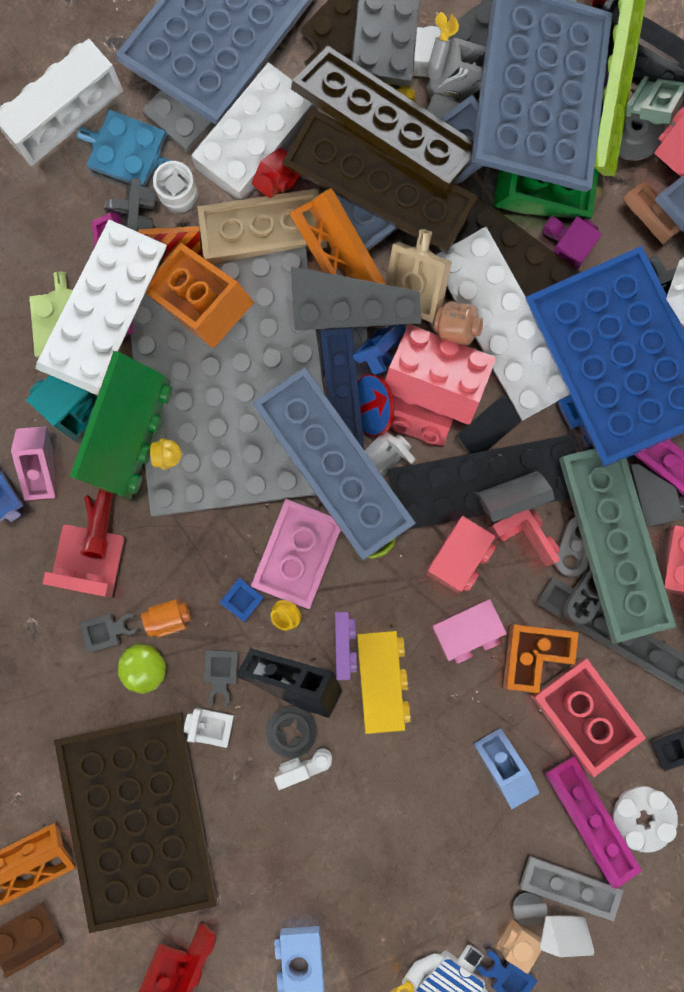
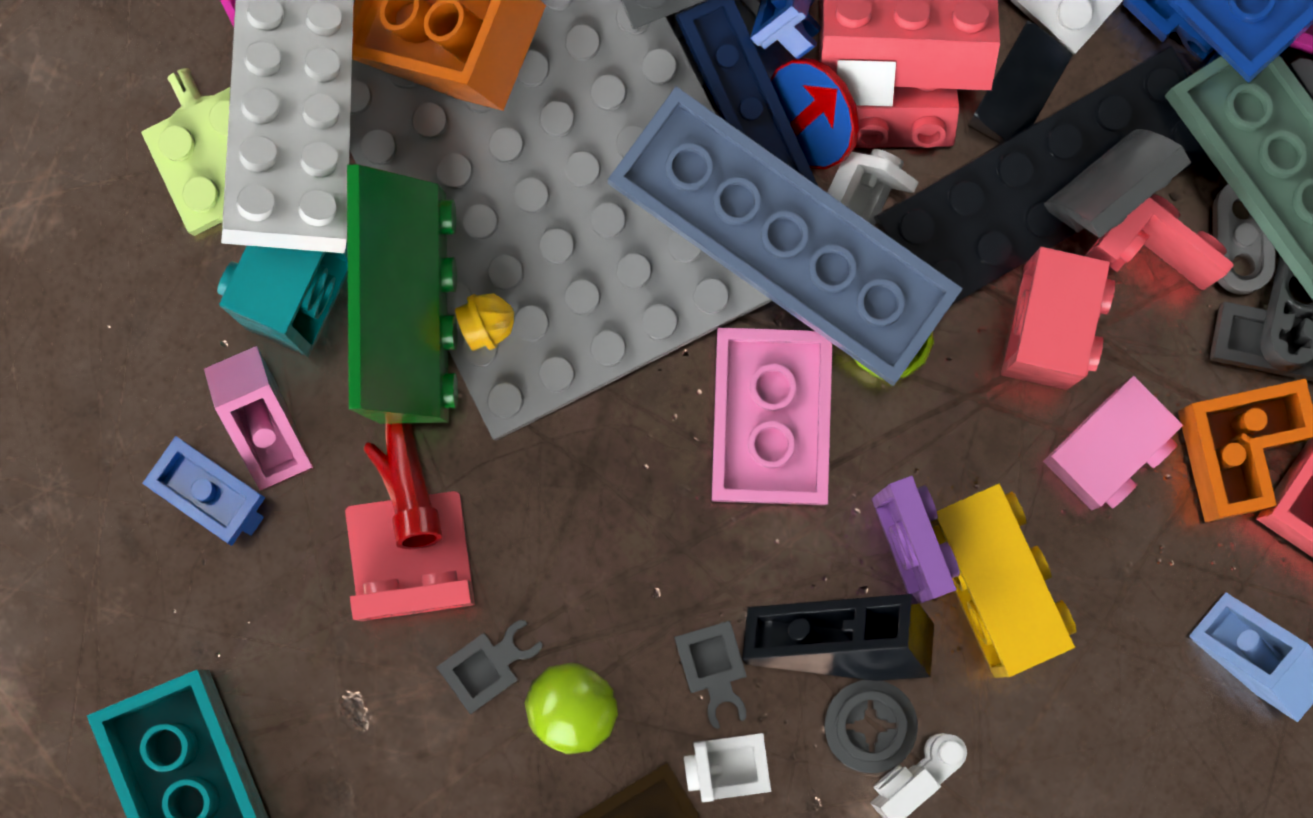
camera: 25 degrees left, 0 degrees up
(166, 618) = (584, 606): orange brick -> none
(242, 600) = (704, 529): blue plate -> none
(285, 615) = (789, 528): yellow plate -> none
(406, 398) = (869, 81): none -> white sticker

